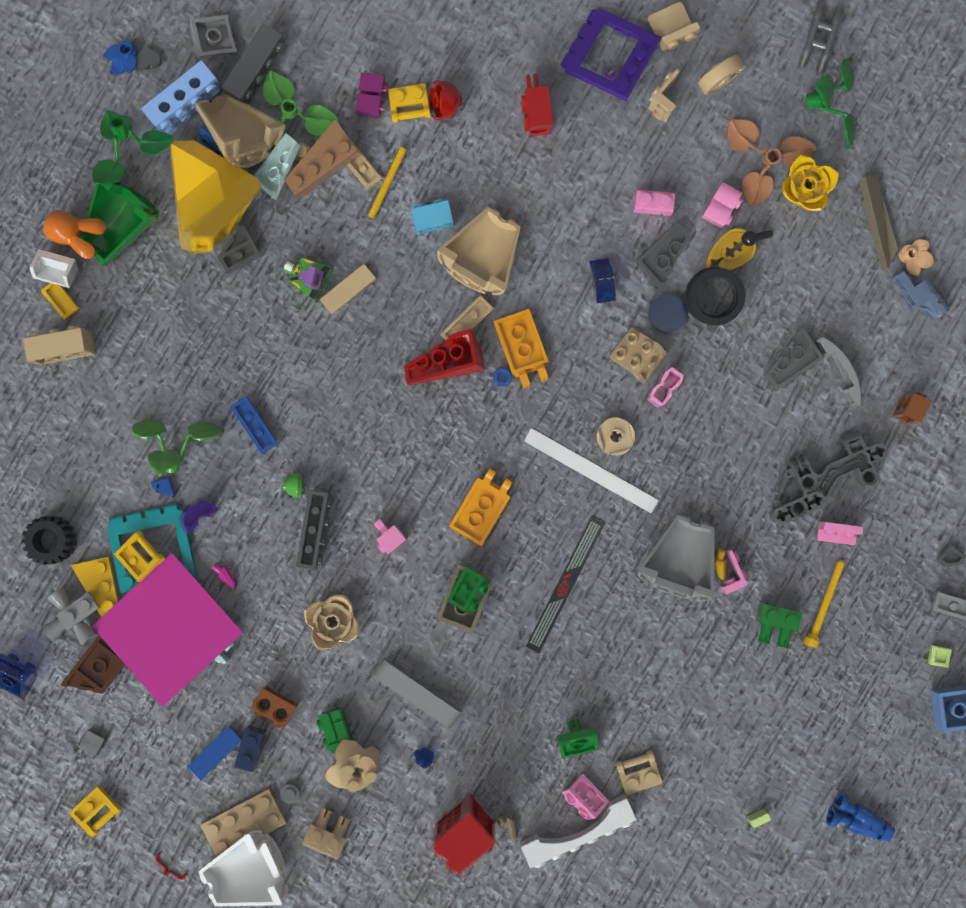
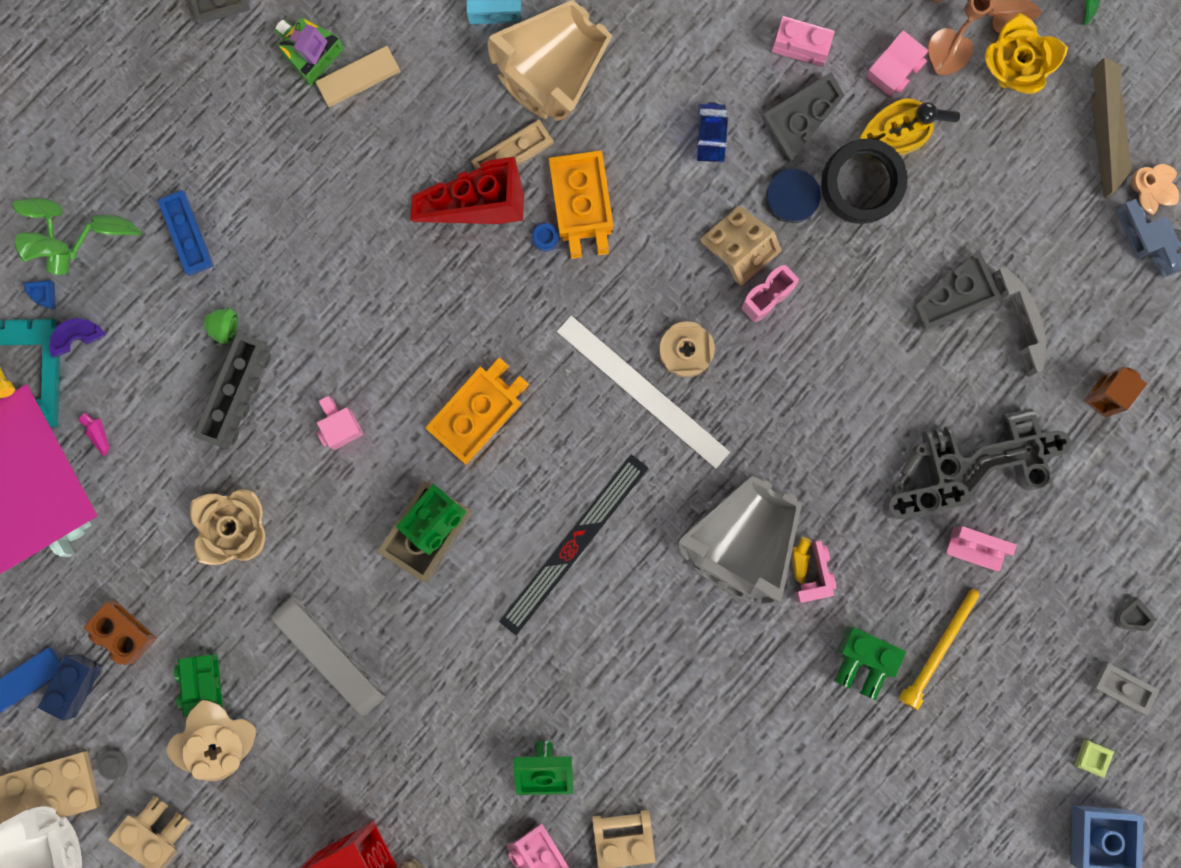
camera: 10 degrees right, 5 degrees down
(424, 757) = (317, 752): clear blue tile -> none

